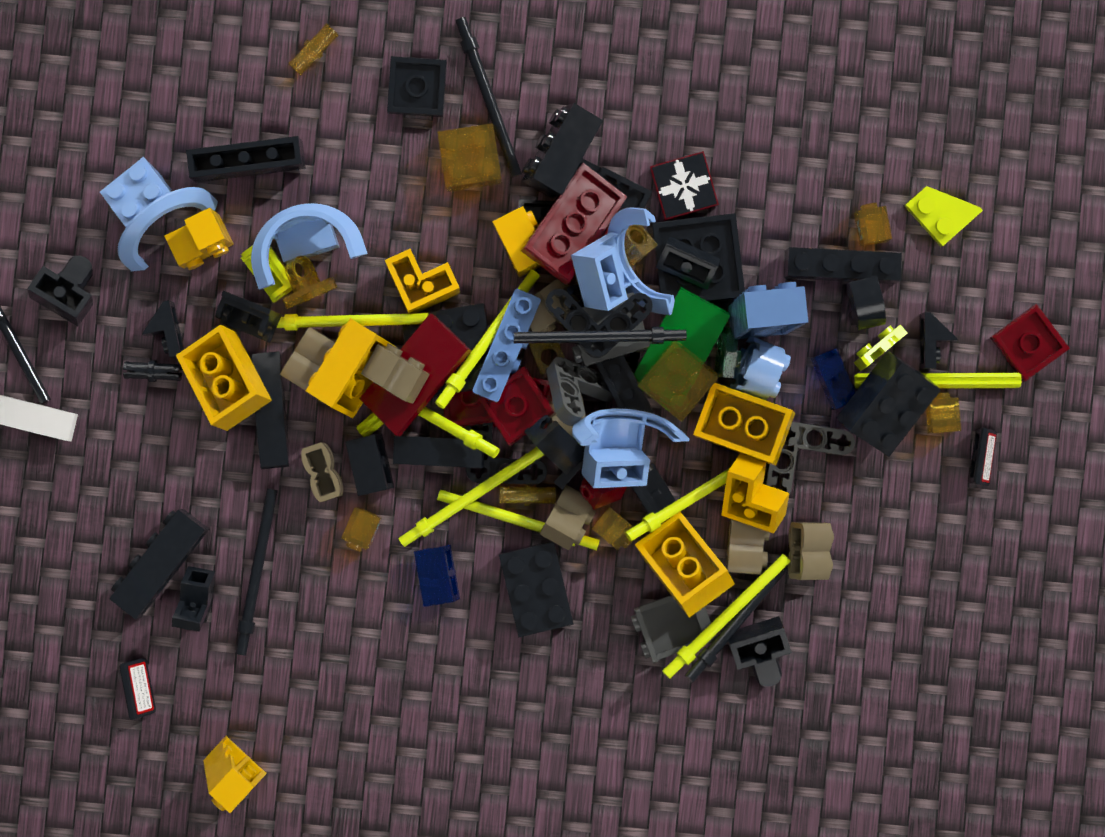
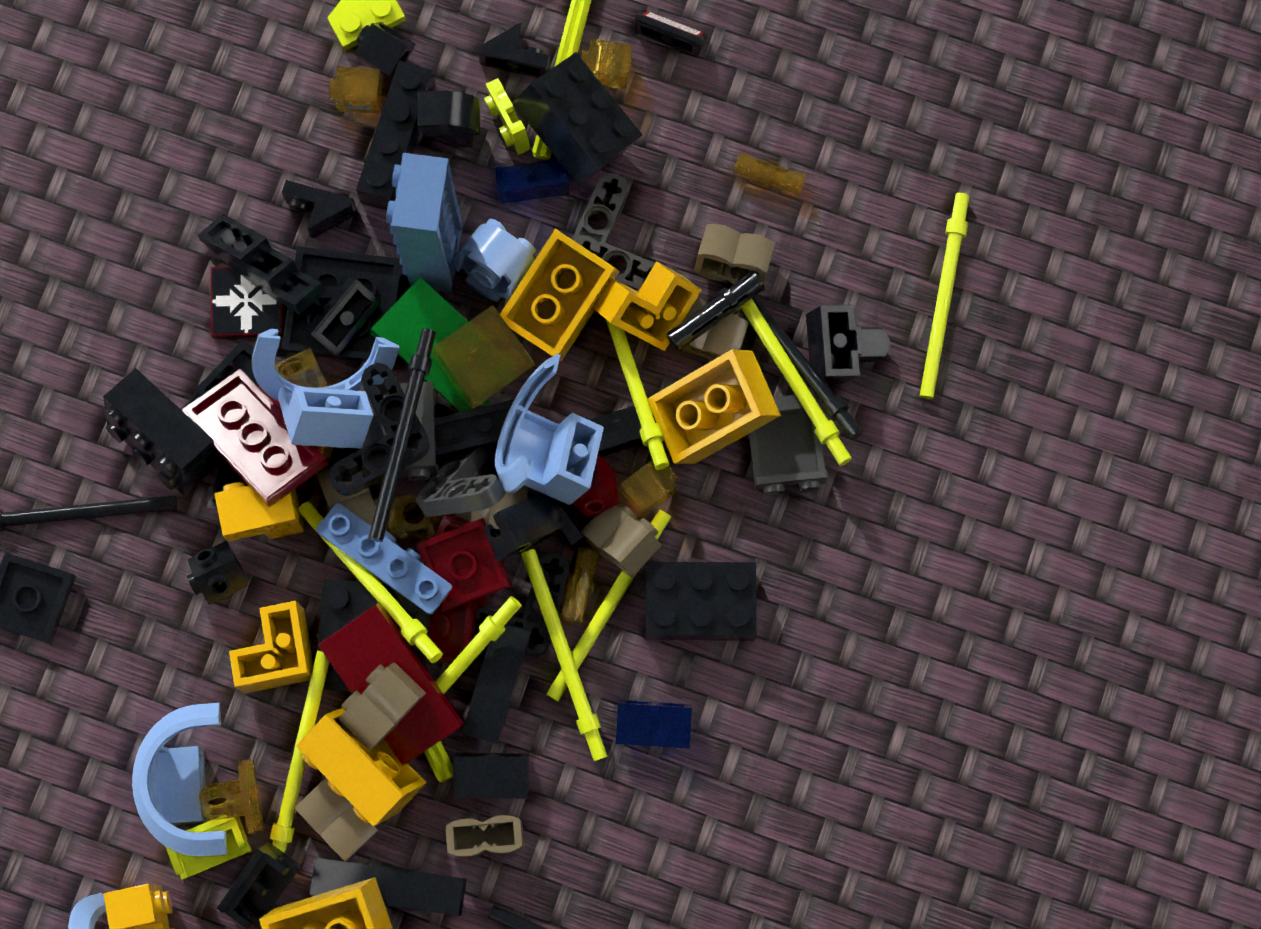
camera: 80 degrees left, 10 degrees down
(245, 159) = (56, 837): black brick -> none
(361, 529) = (571, 806): clear yellow brick -> none
(468, 221) = (216, 573): none -> black brick
(469, 157) = (136, 552): clear yellow brick -> none
(713, 189) = (260, 264): none -> black slope
(727, 355) = (468, 293): clear green wing -> none
(768, 554) = (726, 303): none -> black pin
(771, 228) = (327, 207): none -> black slope
(876, 716) = (955, 230): none -> neon yellow bar
(885, 562) = (769, 173): none -> clear yellow pin
(911, 237) = (383, 47): none -> black brick

